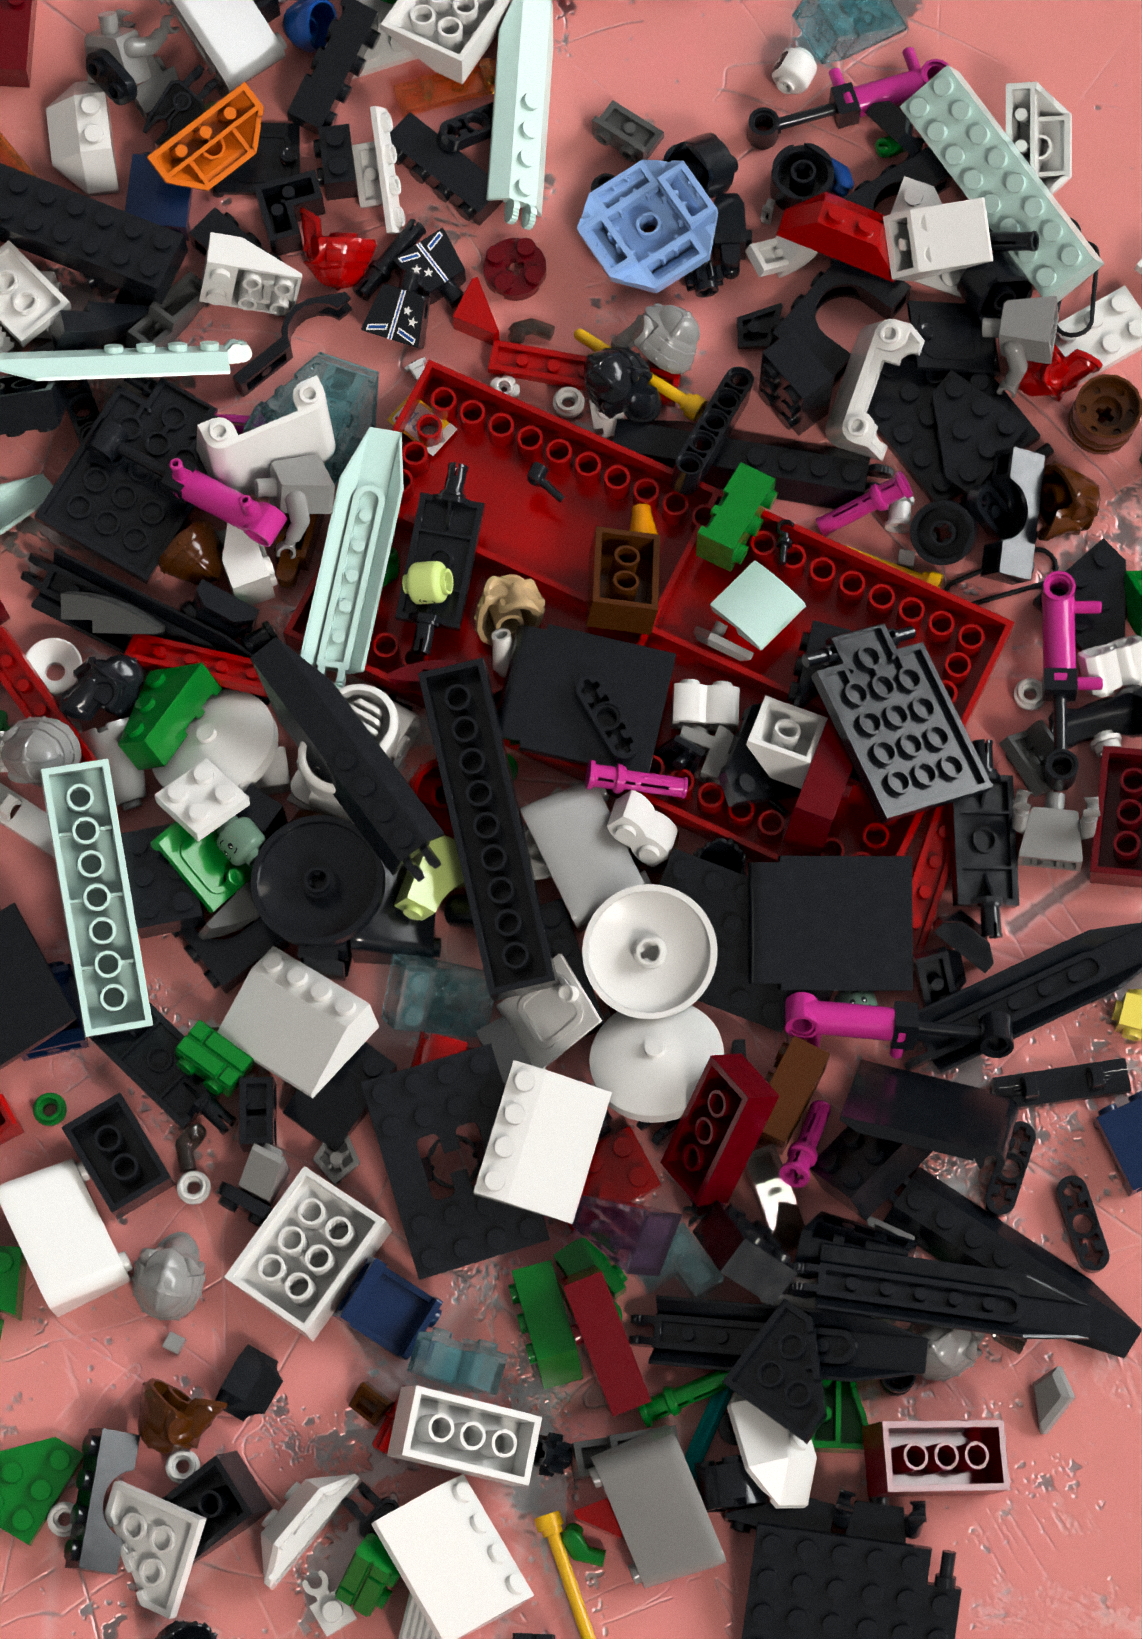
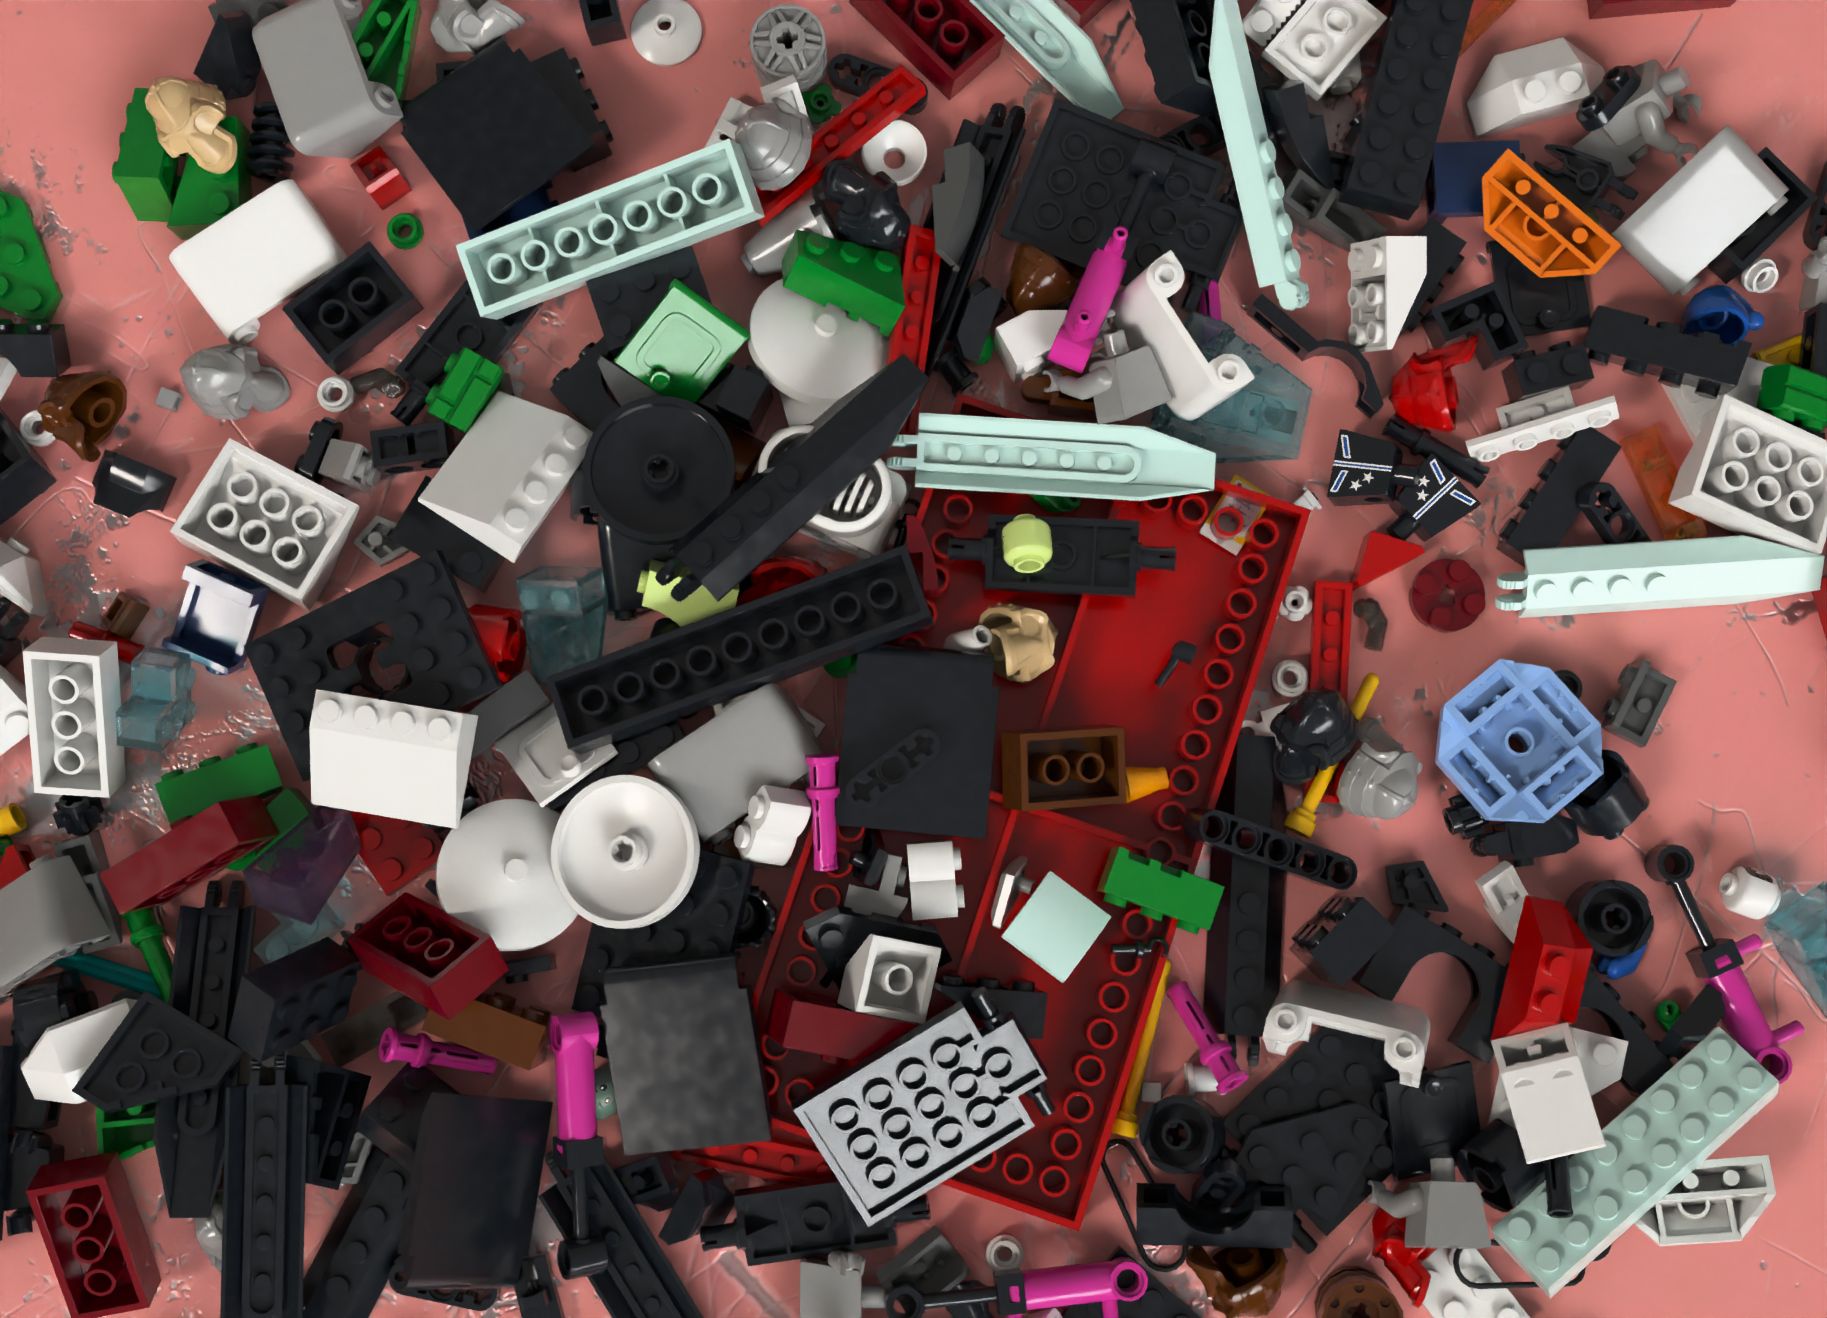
camera: 80 degrees right, 10 degrees up
(202, 799) = (737, 329): white plate -> none
(240, 840) = (700, 379): sand green head -> none
(767, 211) = (1563, 881): white piece -> none

